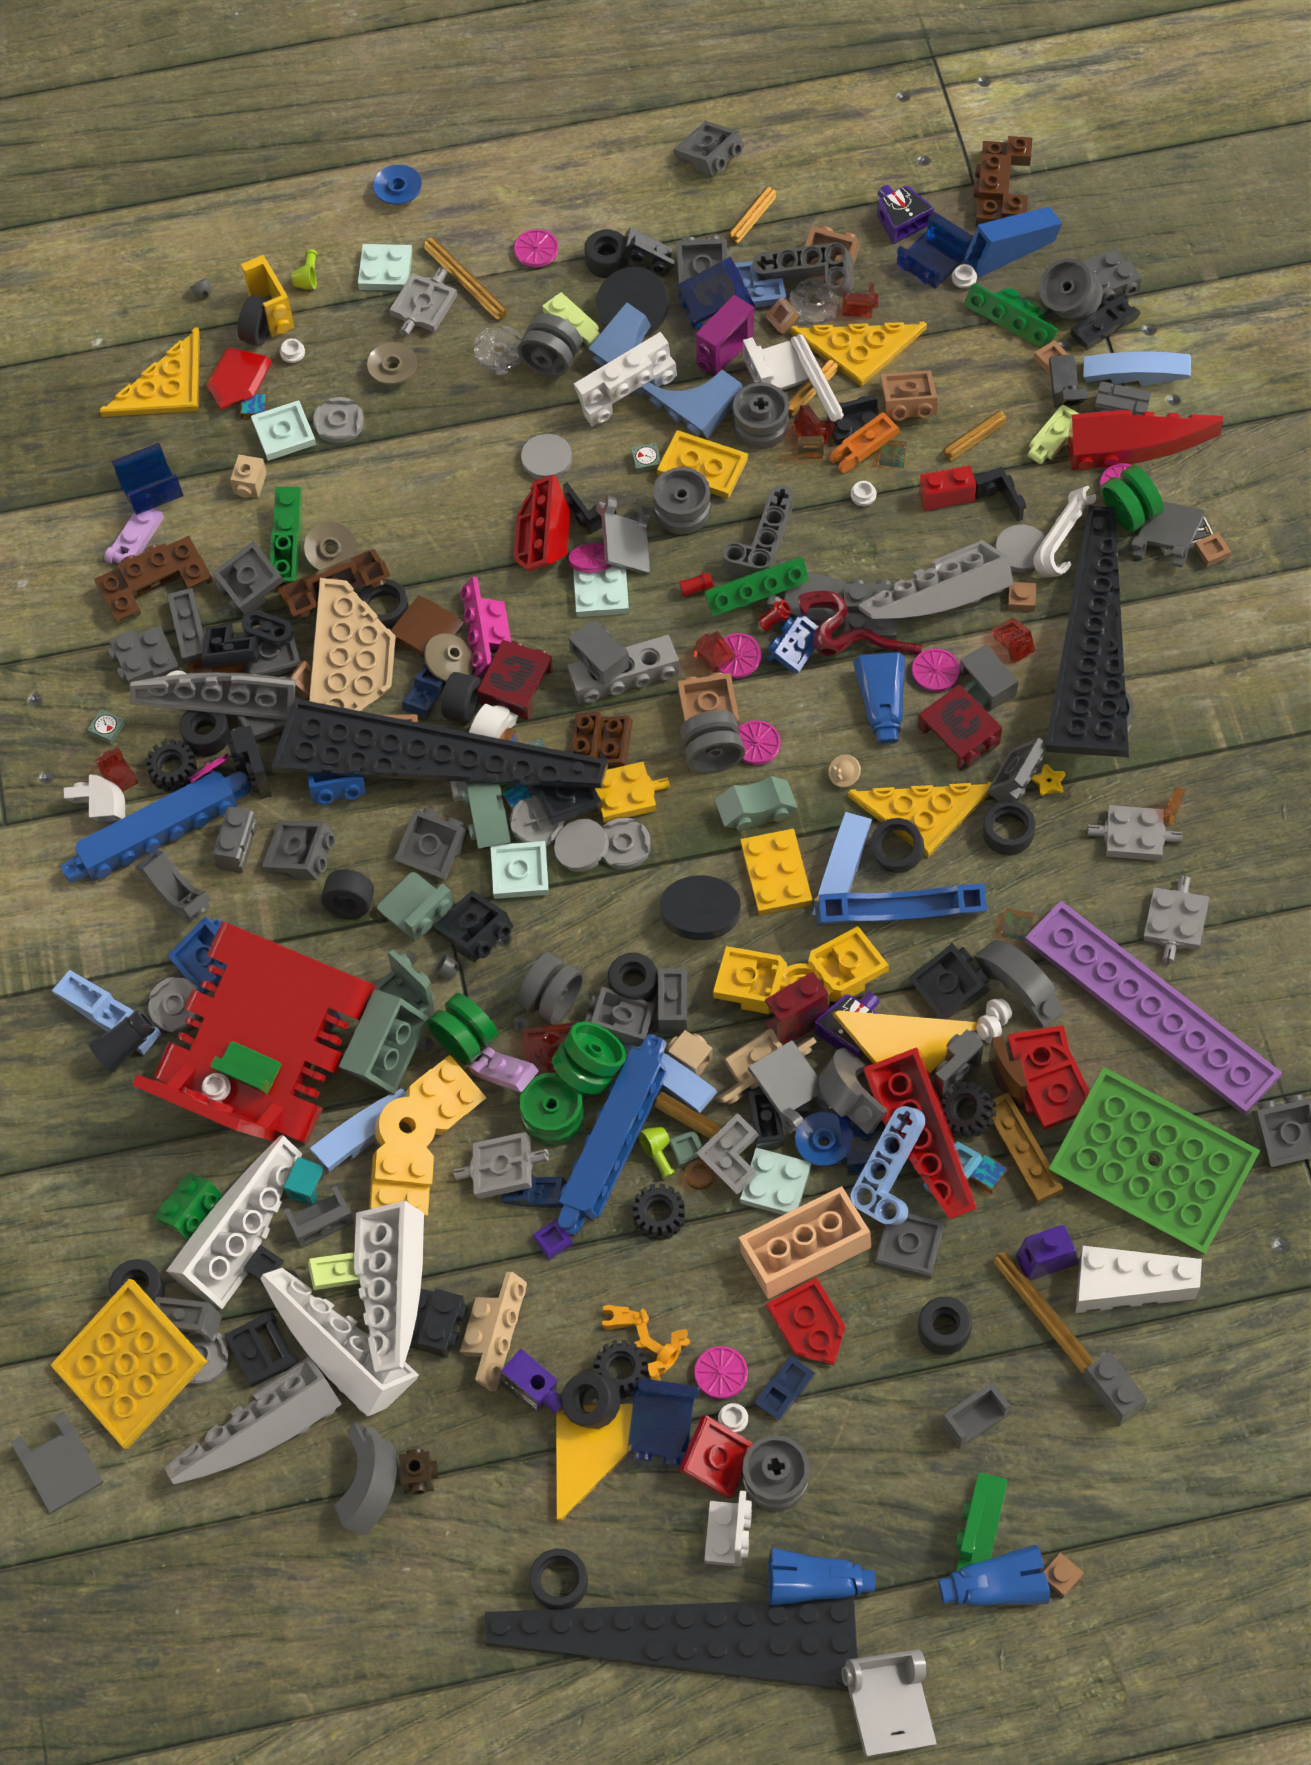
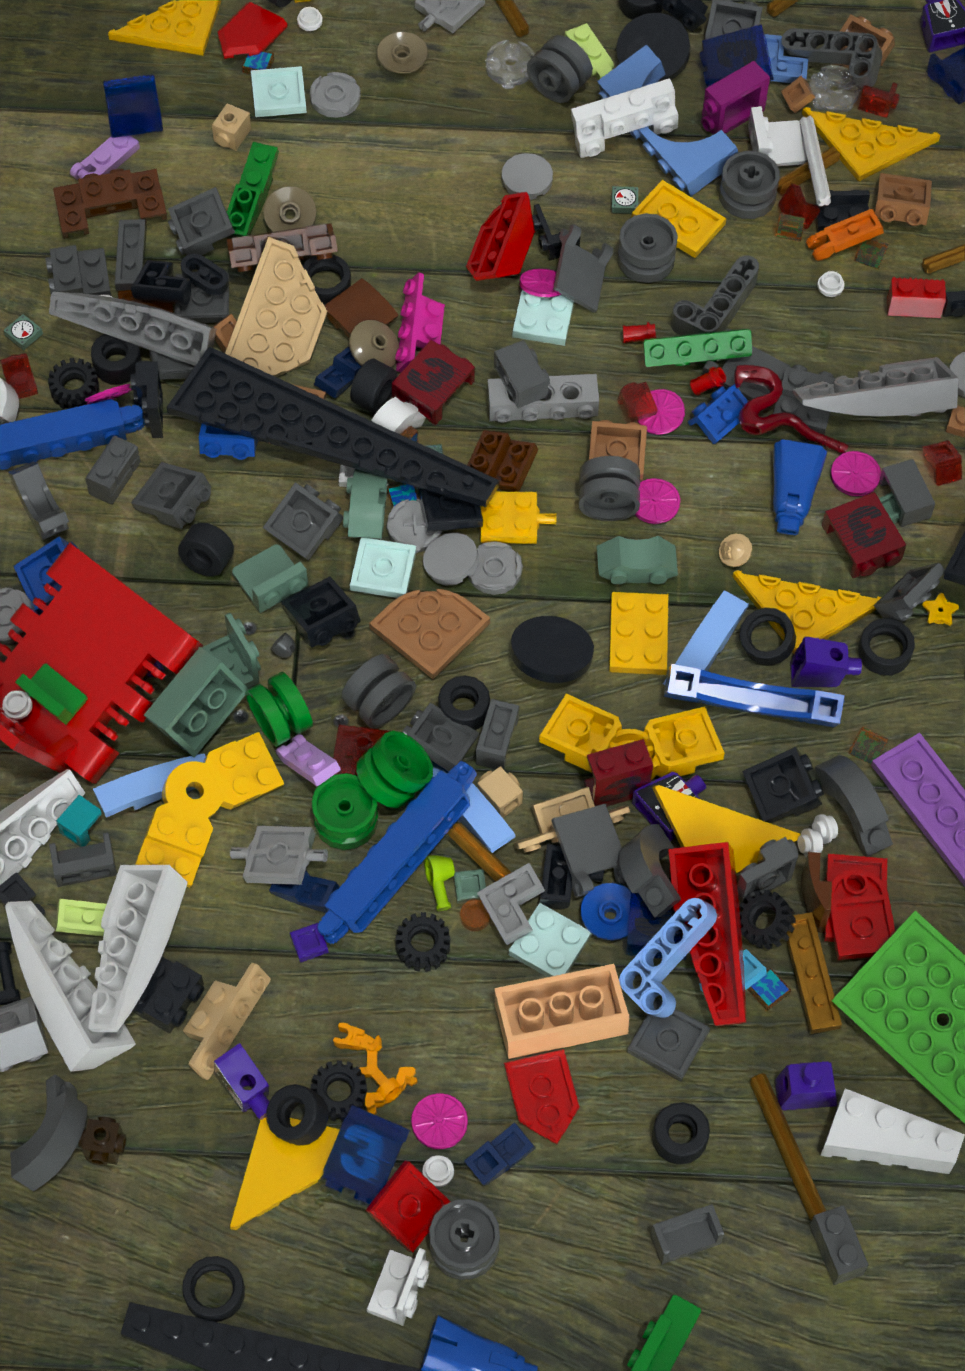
camera: 10 degrees right, 0 degrees up
(580, 915) = (430, 627): none -> medium nougat plate
(954, 858) = (822, 663): none -> dark purple torso

